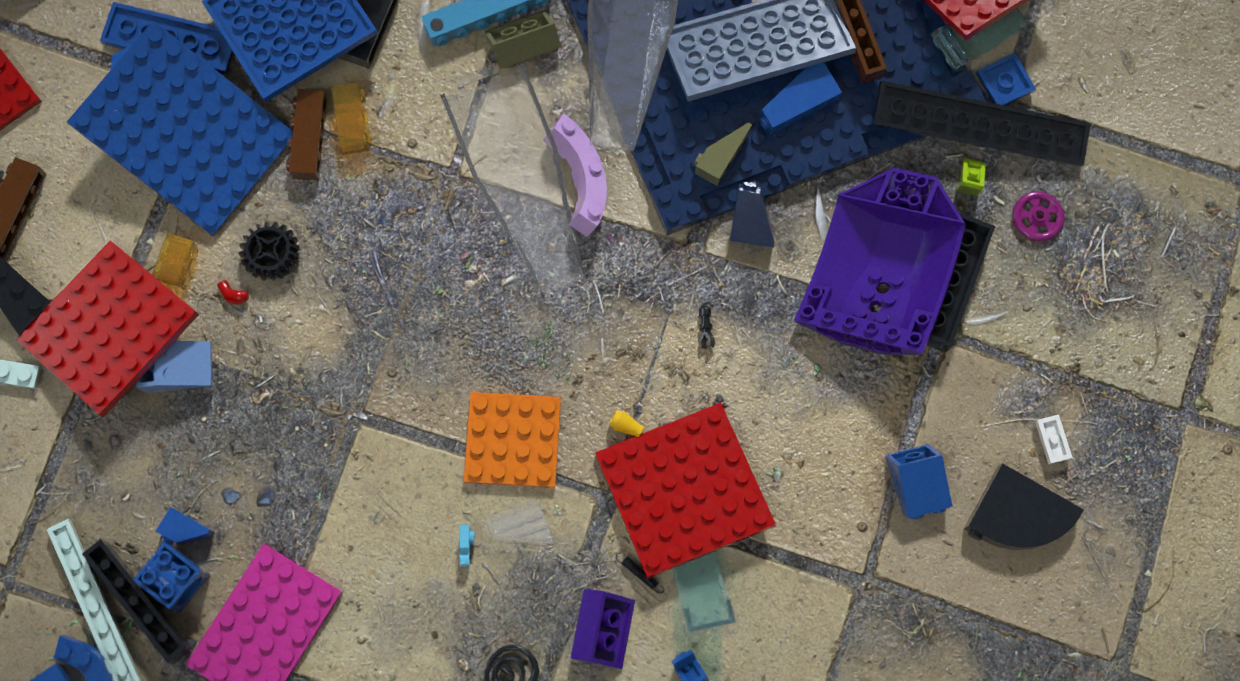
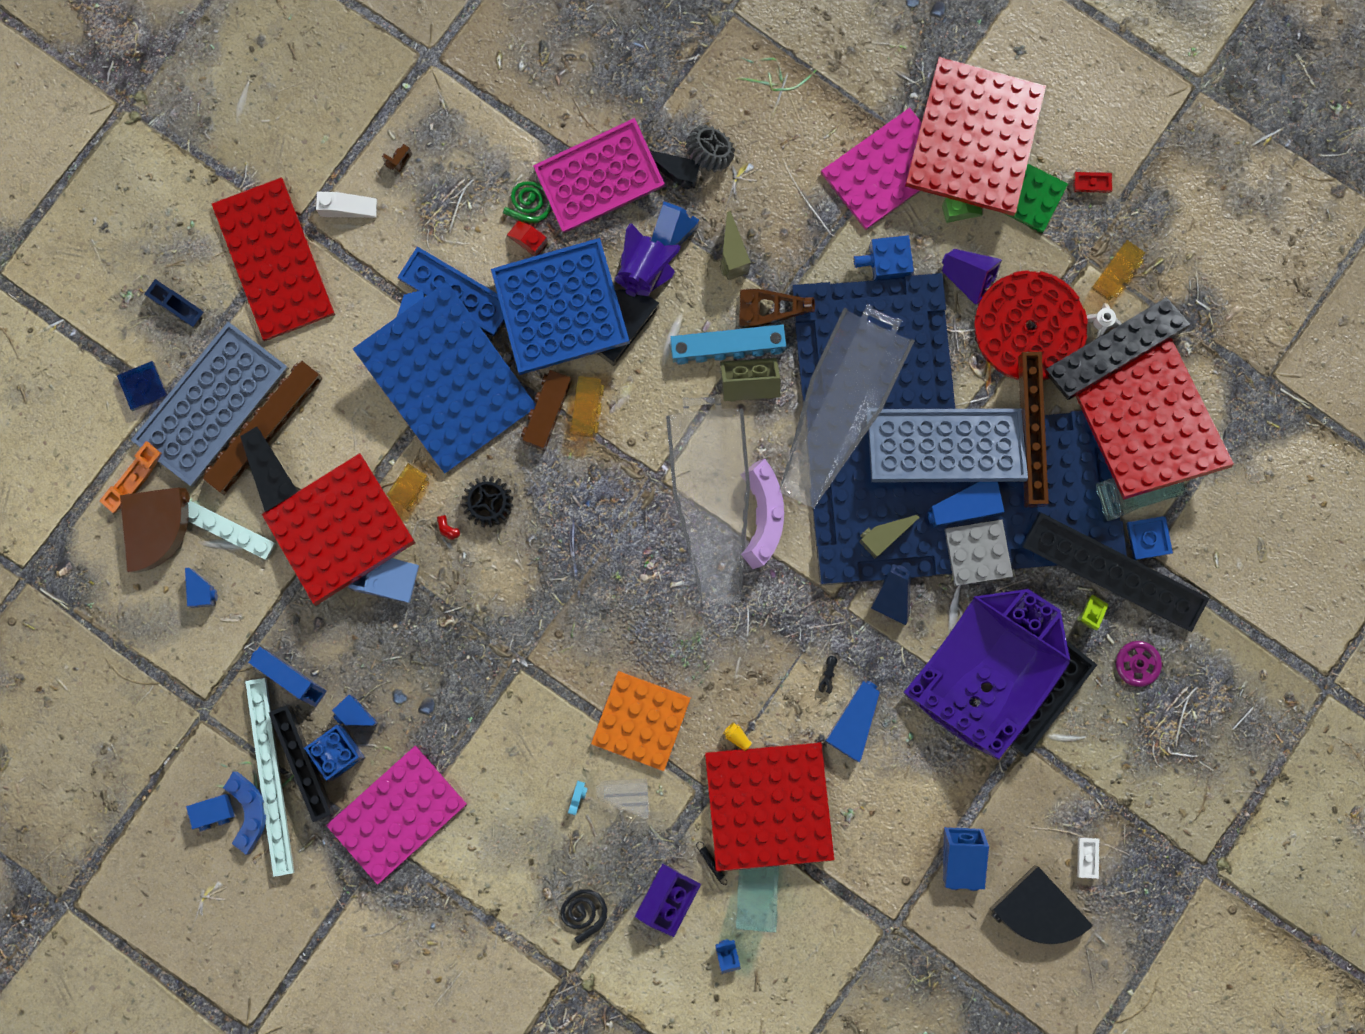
camera: 15 degrees right, 5 degrees up
(94, 509) = (287, 676): none -> blue slope
(751, 372) = (854, 723): none -> blue slope
(828, 146) = (978, 553): none -> light grey plate

